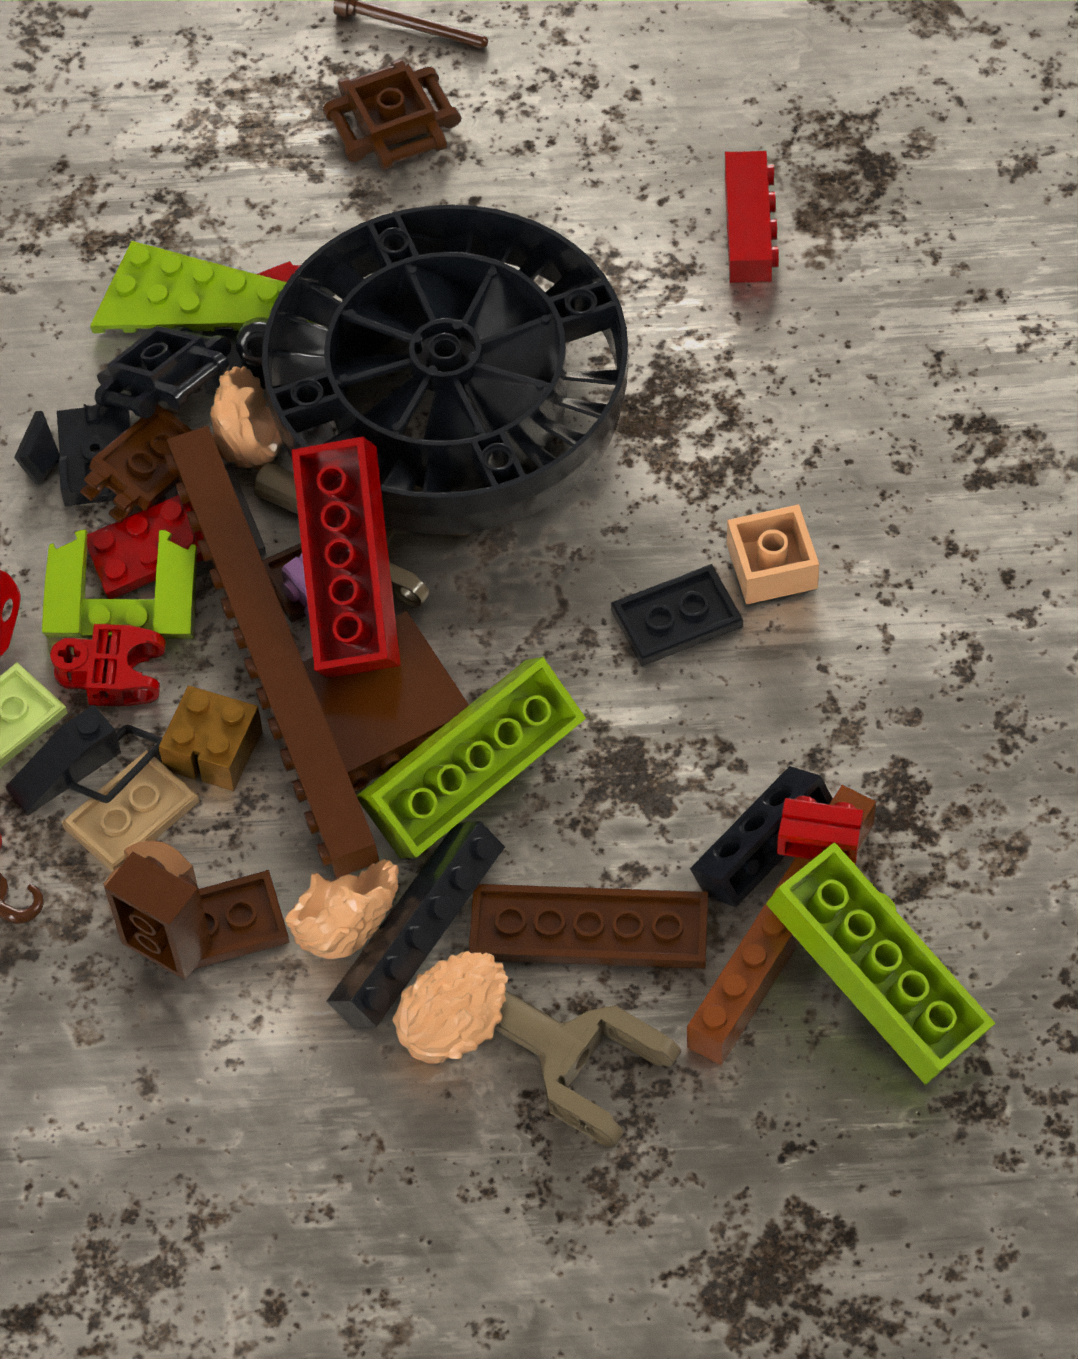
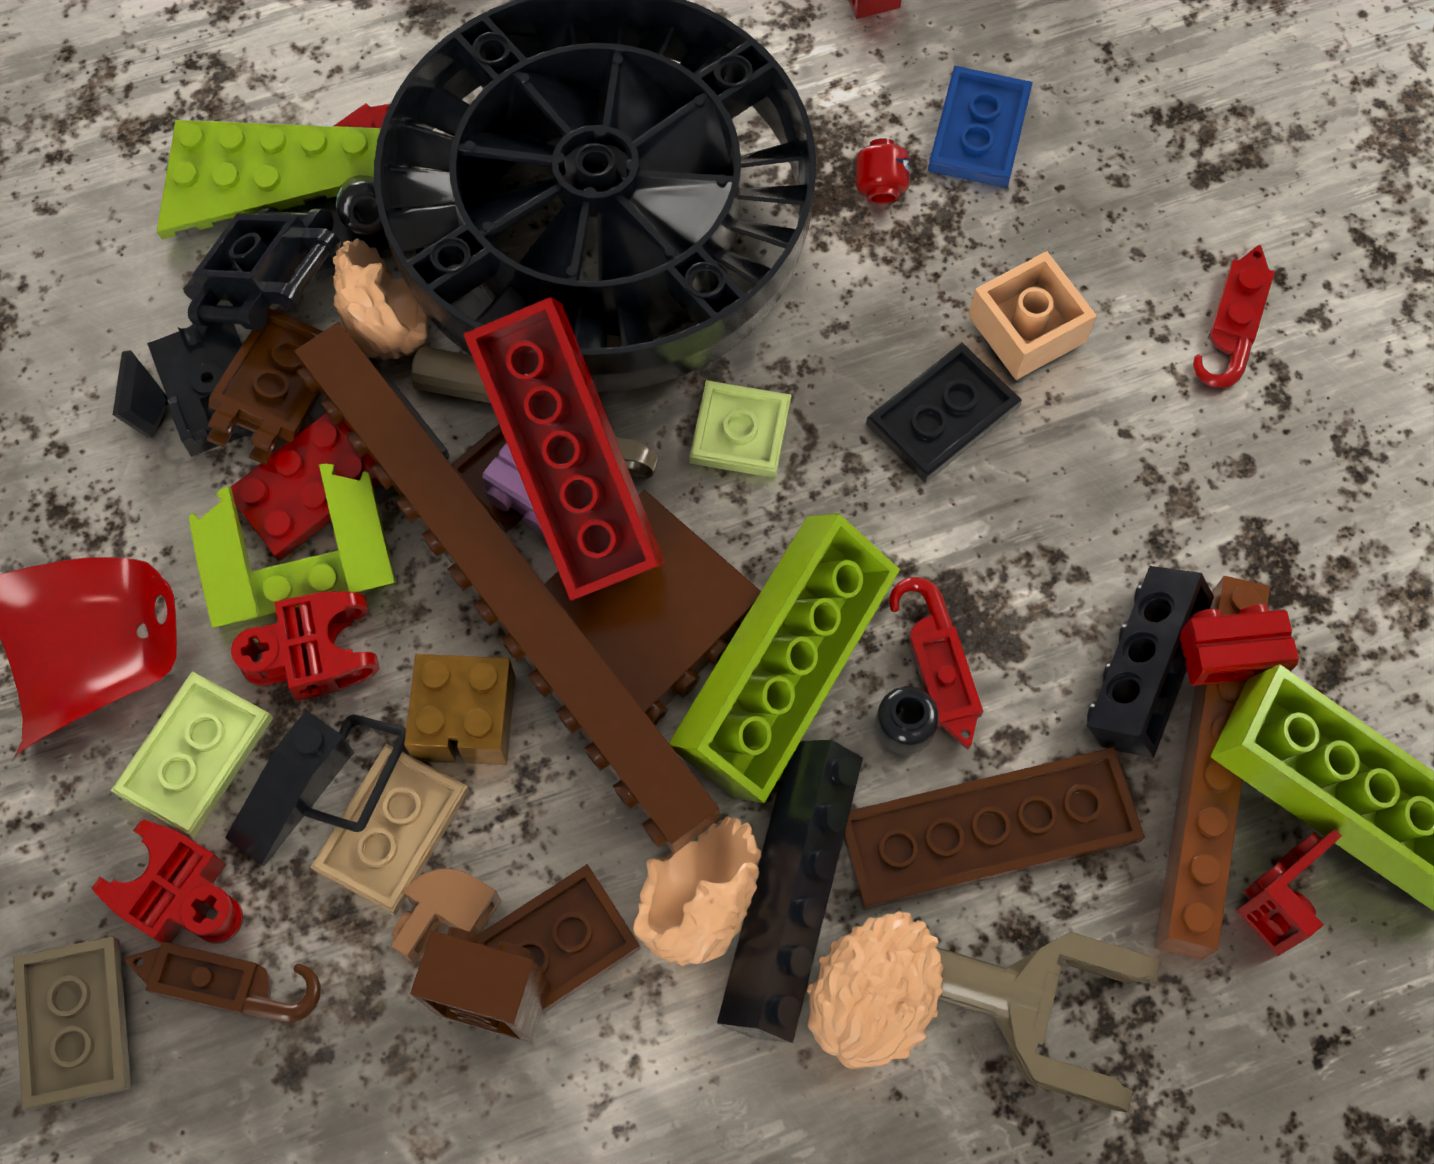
camera: 20 degrees left, 10 degrees up
(505, 588) = (740, 429): none -> yellowish green tile
(550, 830) = (906, 720): none -> black head
(597, 798) = (941, 661): none -> red plate
(696, 413) = (882, 171): none -> red head
(797, 1011) = (1276, 911): none -> red bracket
(799, 395) = (980, 126): none -> blue tile
(955, 598) = (1238, 317): none -> red plate

